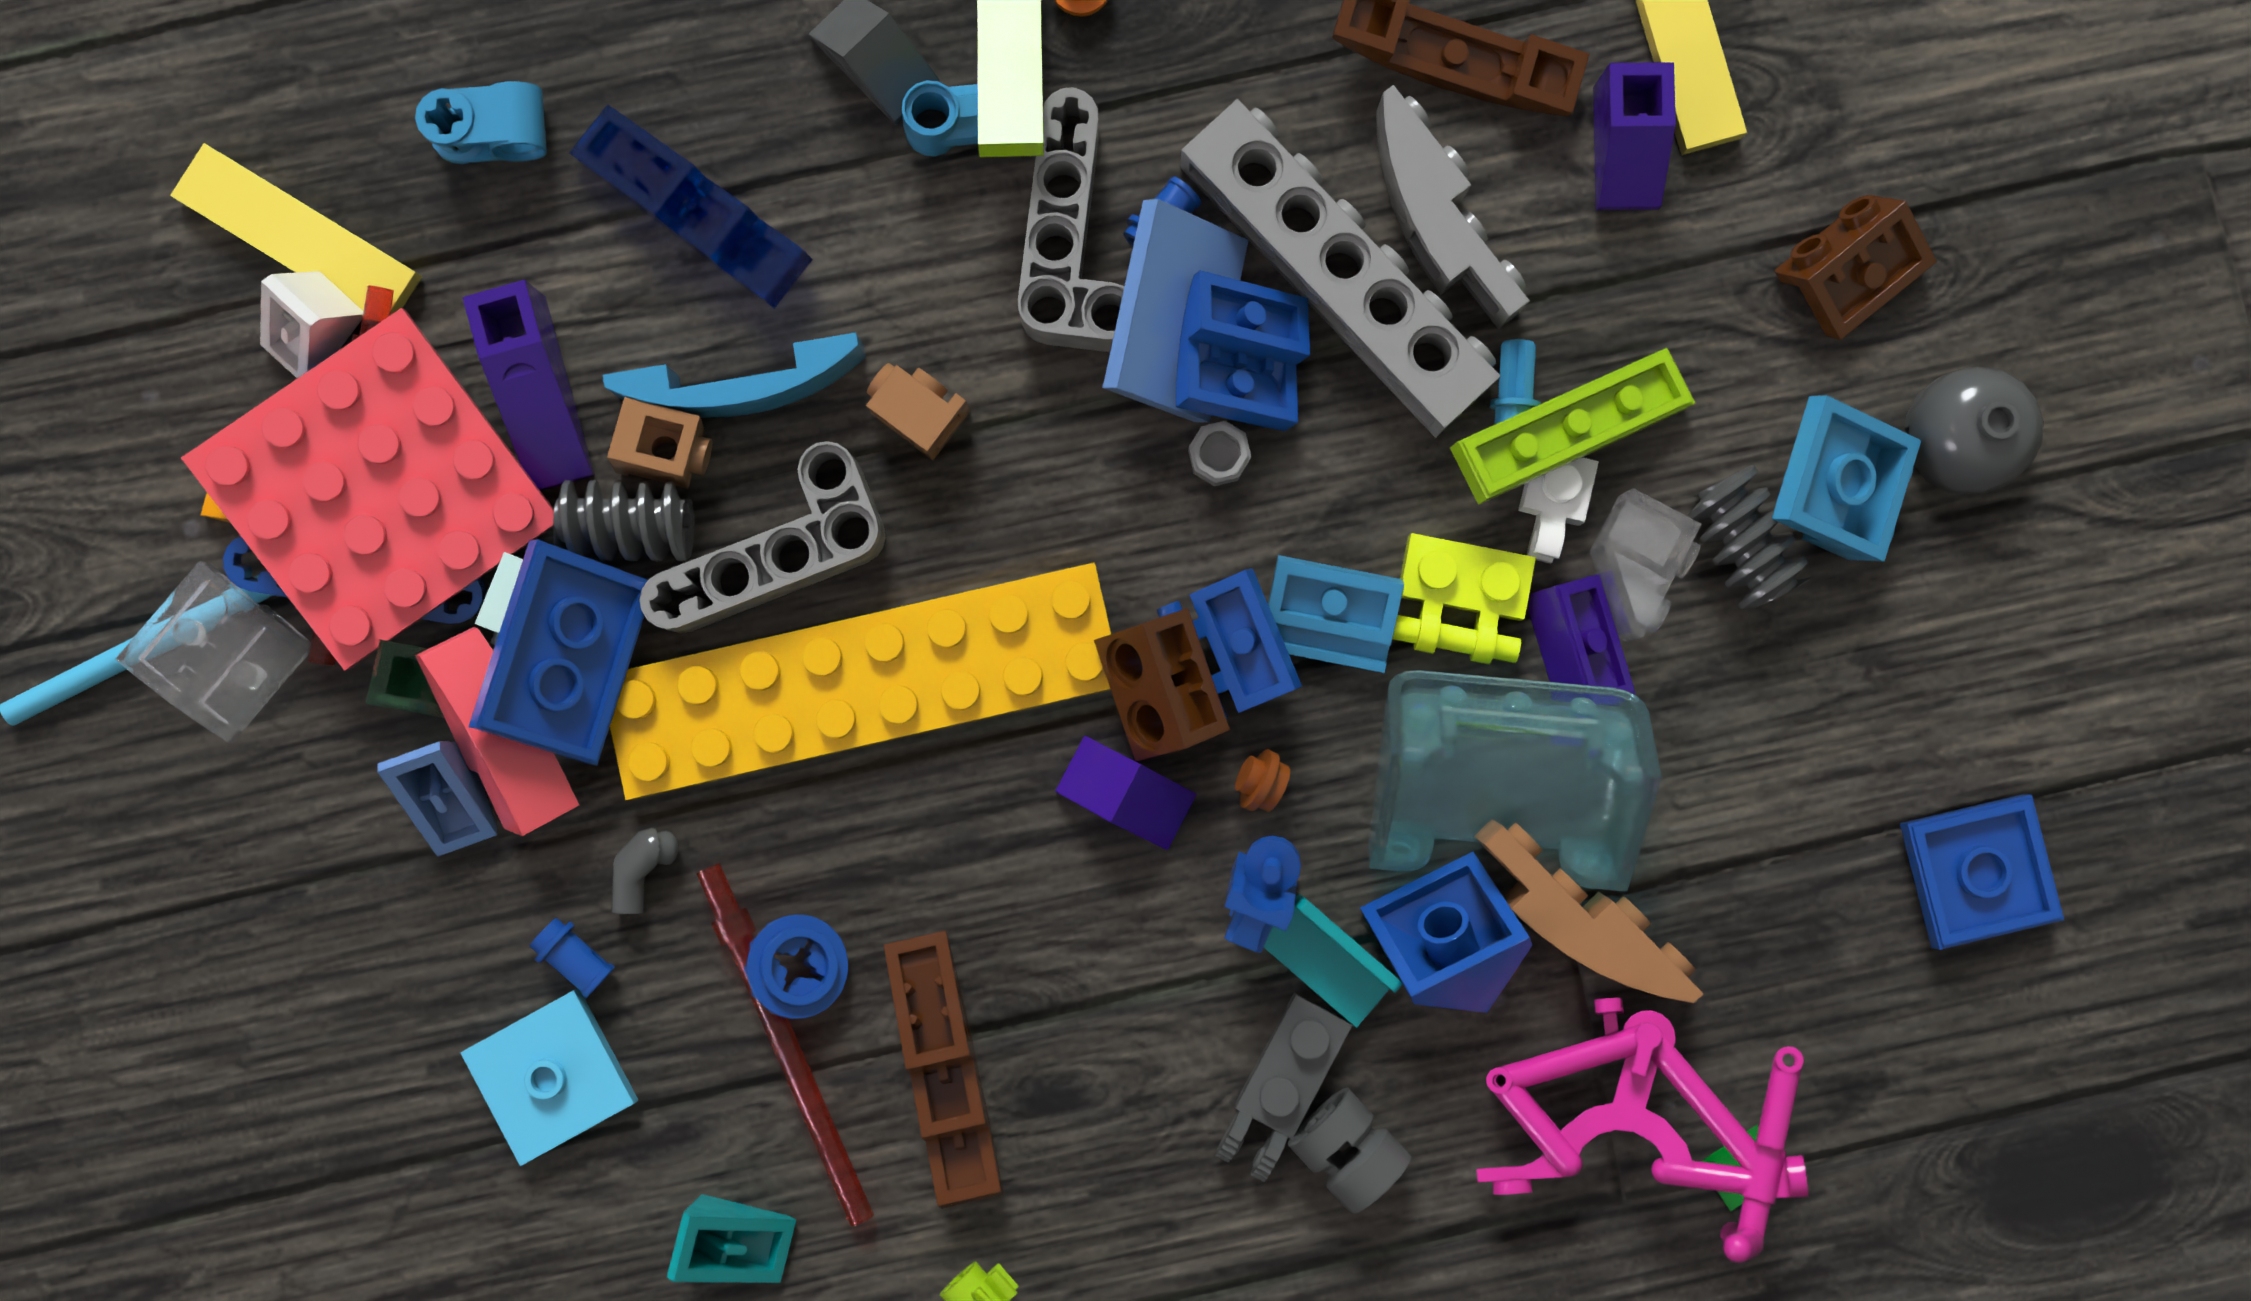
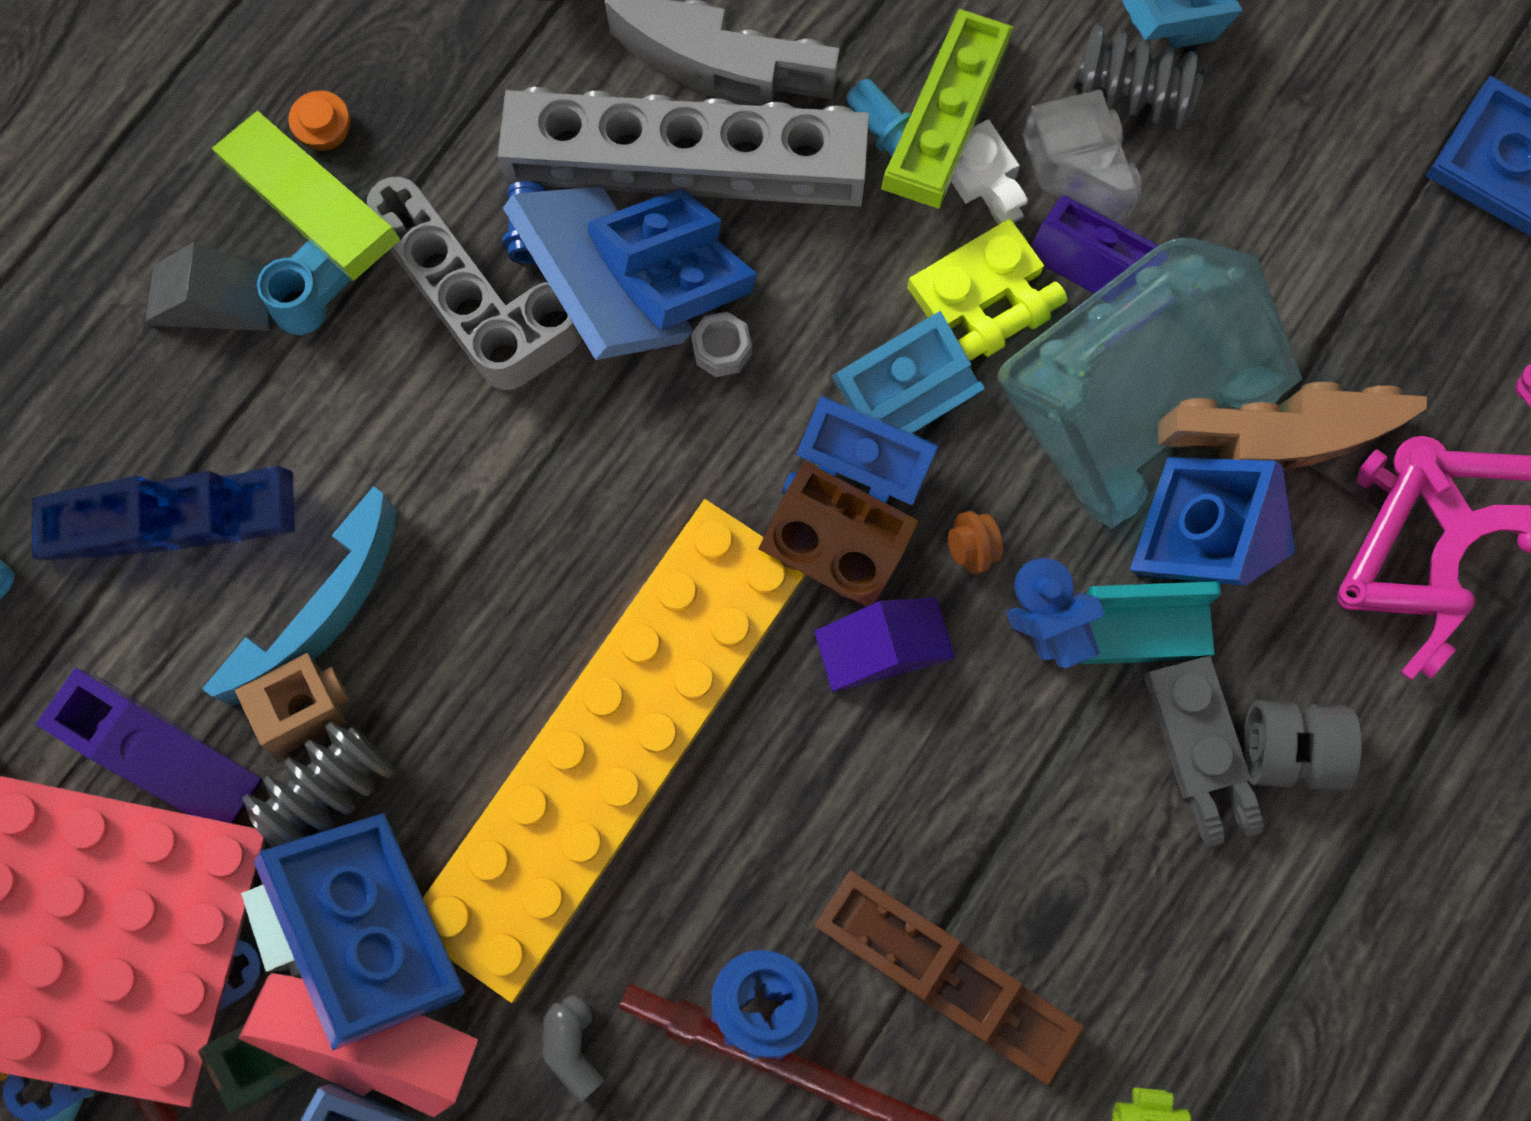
camera: 45 degrees left, 10 degrees down
(762, 551) = (445, 715): light grey beam -> none
(916, 408) = (468, 507): medium nougat brick -> none

